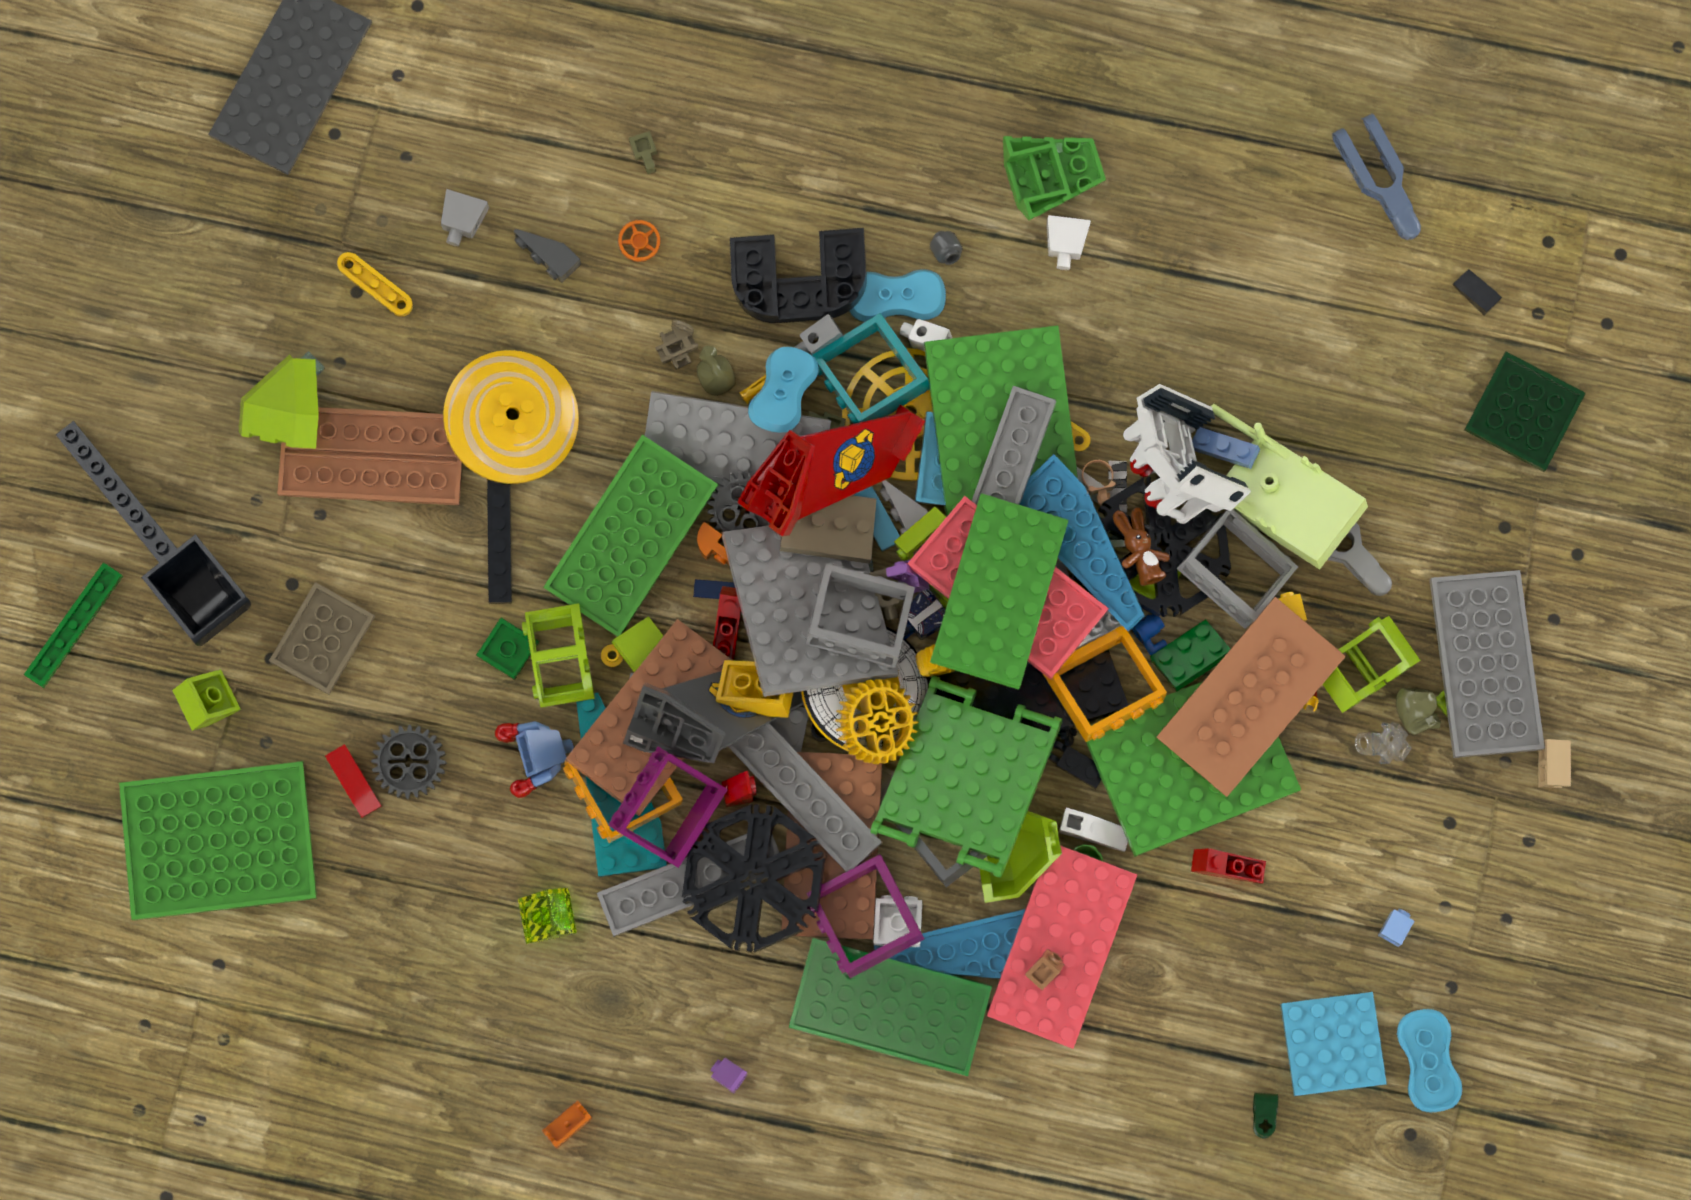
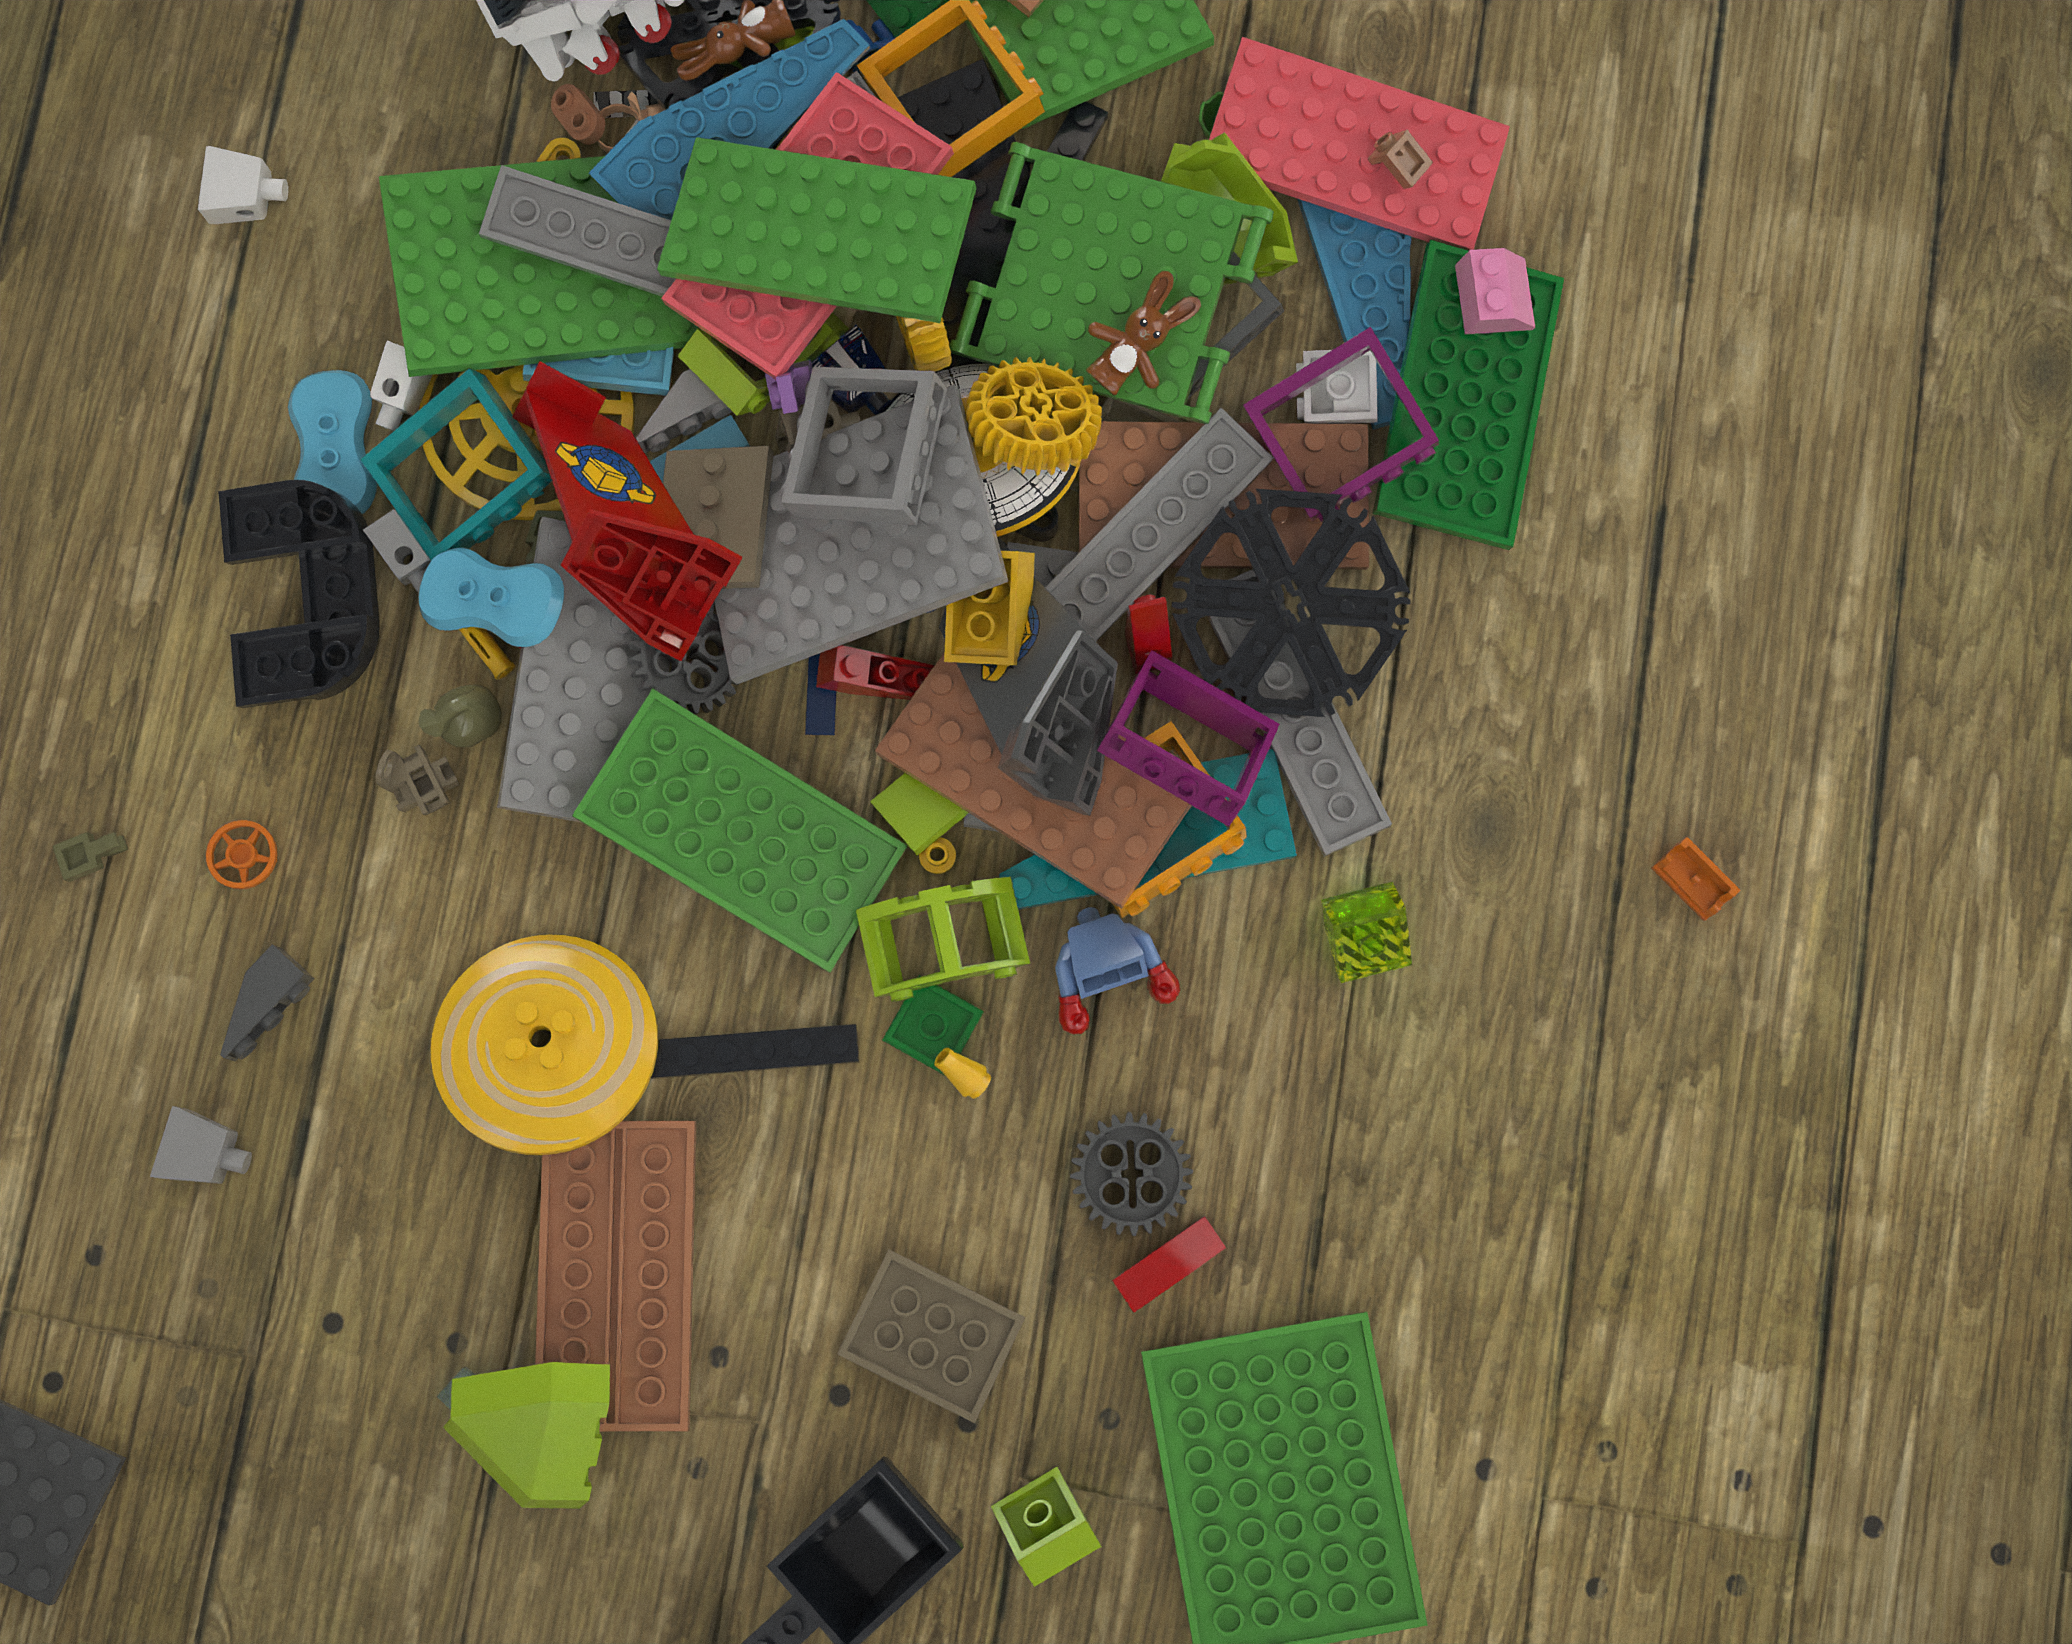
camera: 90 degrees left, 0 degrees up
(375, 284) = (318, 1291): yellow plate -> none
(475, 665) = (965, 1074): none -> yellow cone
(709, 542) = (747, 712): orange brick -> none
(728, 1074) = (1599, 628): medium lavender slope -> none
(925, 791) = (1143, 332): none -> dark orange animal
(946, 247) = (251, 367): dark grey head -> none
(953, 1027) = (1494, 292): none -> bright pink slope
(1049, 171) = (126, 218): bright green wedge -> none
(1093, 829) = (1172, 111): white slope -> none
(1110, 448) = (575, 108): none -> nougat plate

